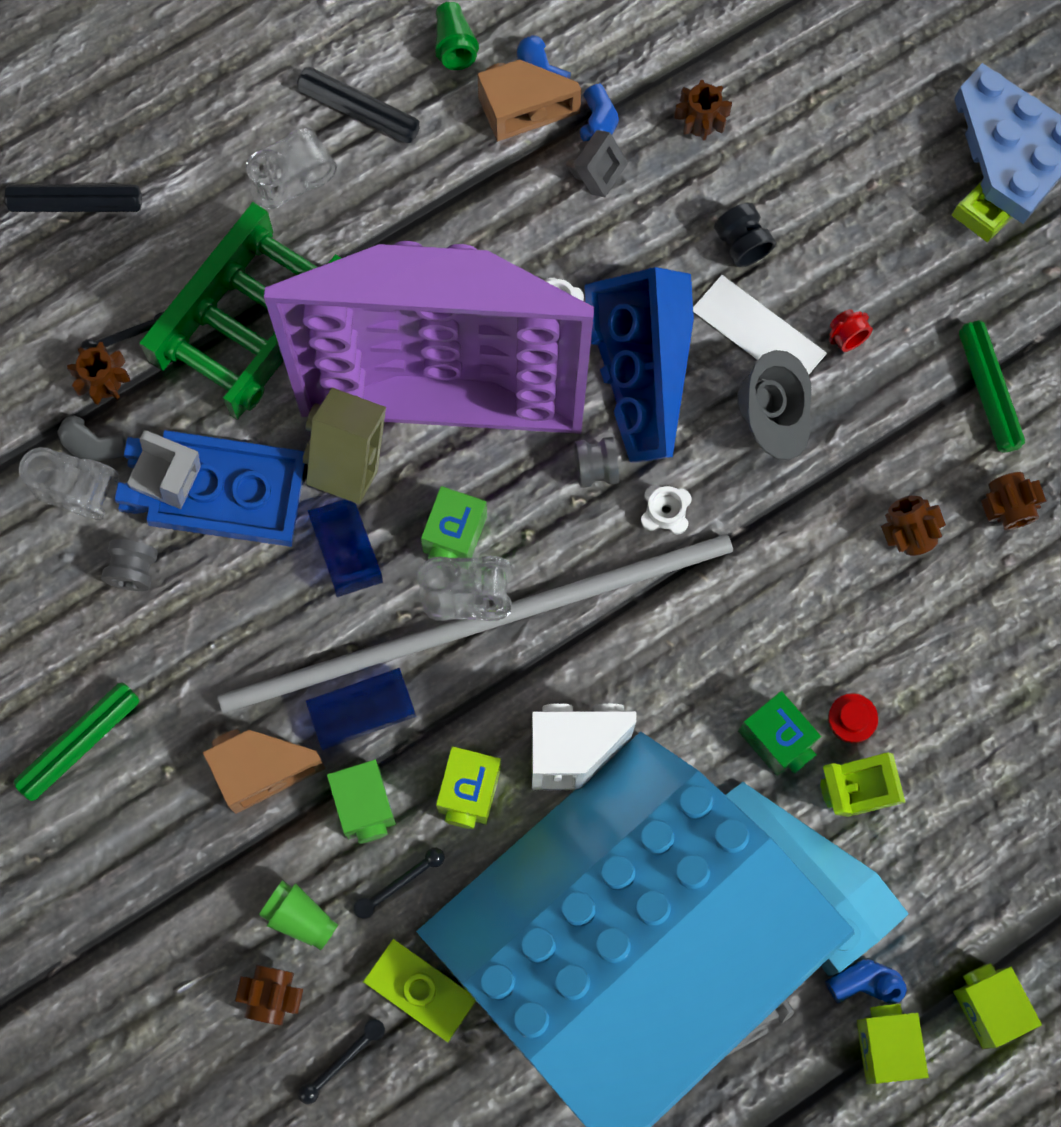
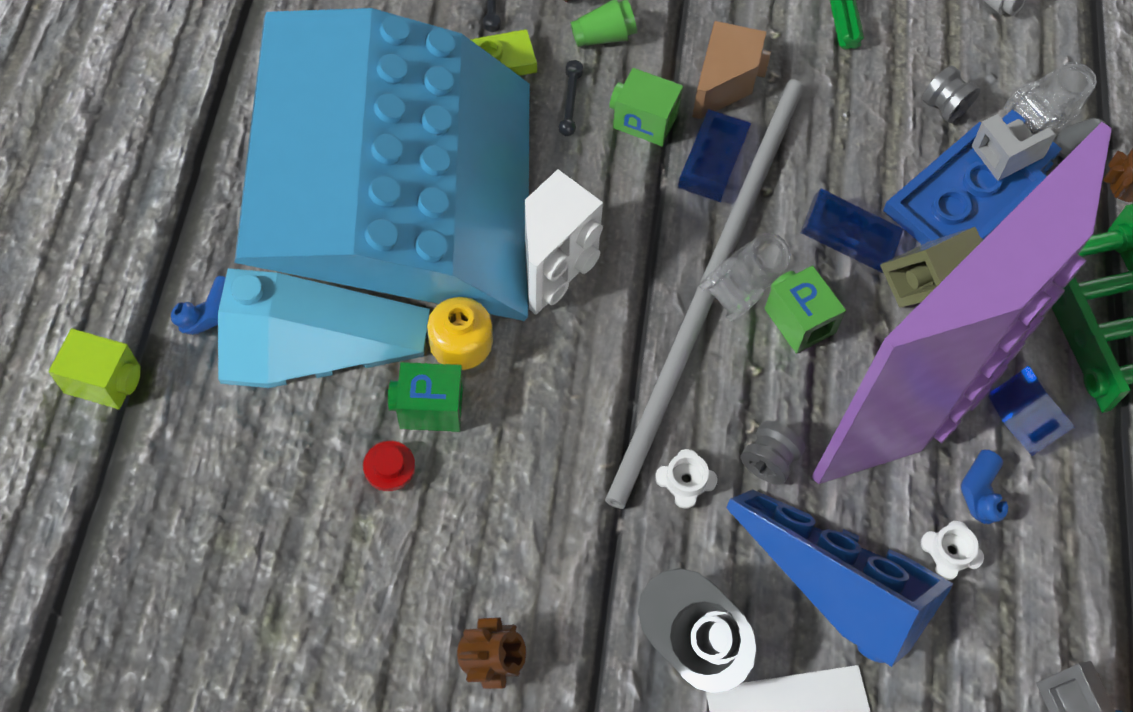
camera: 130 degrees right, 10 degrees down
(468, 787) = (596, 168): lime brick -> none
(723, 741) = (460, 332): none -> yellow head
(862, 785) = (336, 419): lime bracket -> none
(891, 1045) = (150, 279): lime brick -> none

